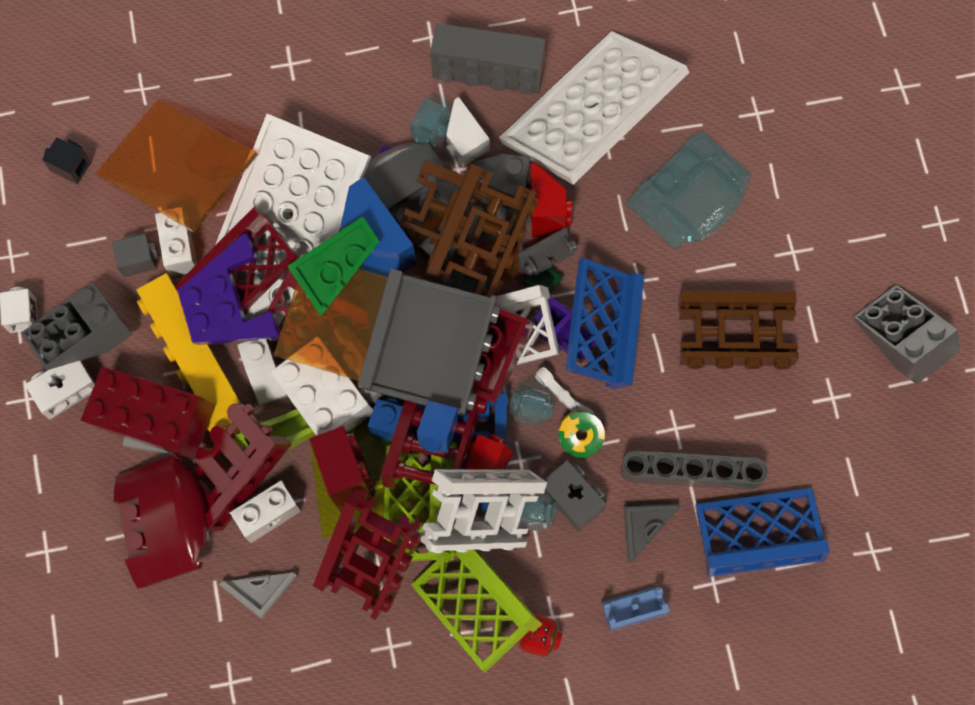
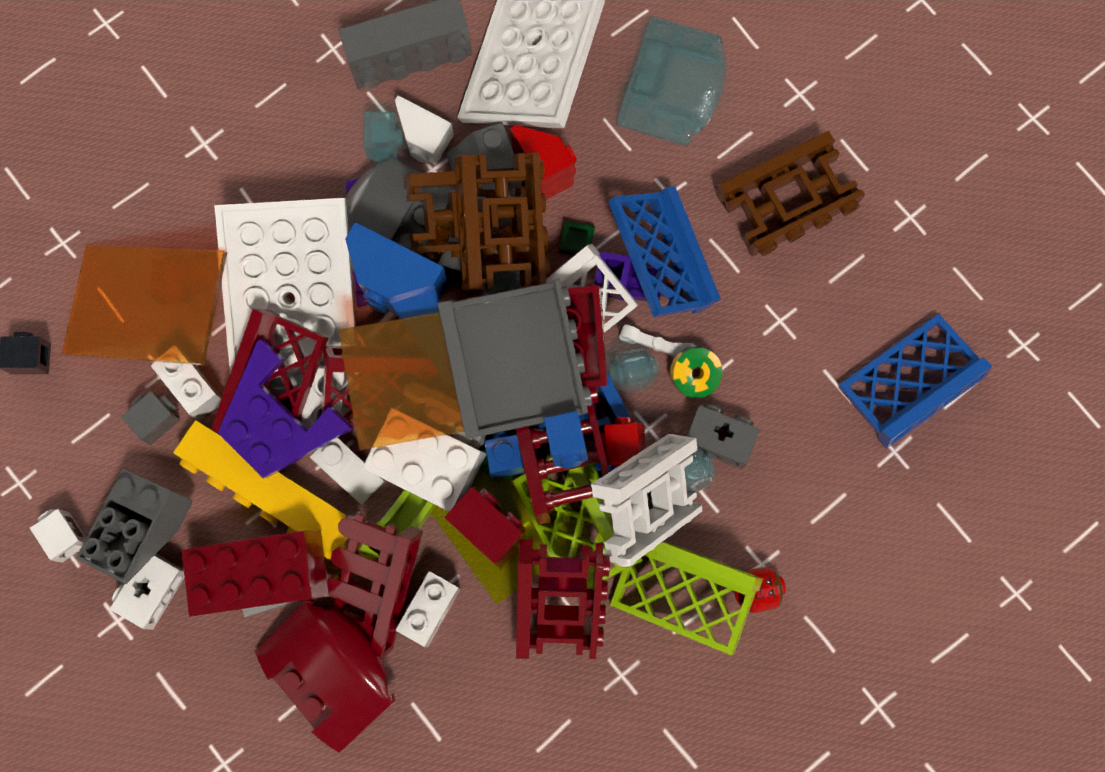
camera: 30 degrees left, 5 degrees up
(259, 592) = (463, 692): light grey tile -> none
(333, 263) = (374, 325): green wing -> none
(535, 257) = (572, 198): dark grey hinge -> none
(634, 608) = (836, 515): medium blue hinge -> none
(643, 524) = (800, 430): dark grey tile -> none
(706, 464) = (834, 345): dark grey beam -> none
(909, 333) = (950, 119): dark grey slope -> none

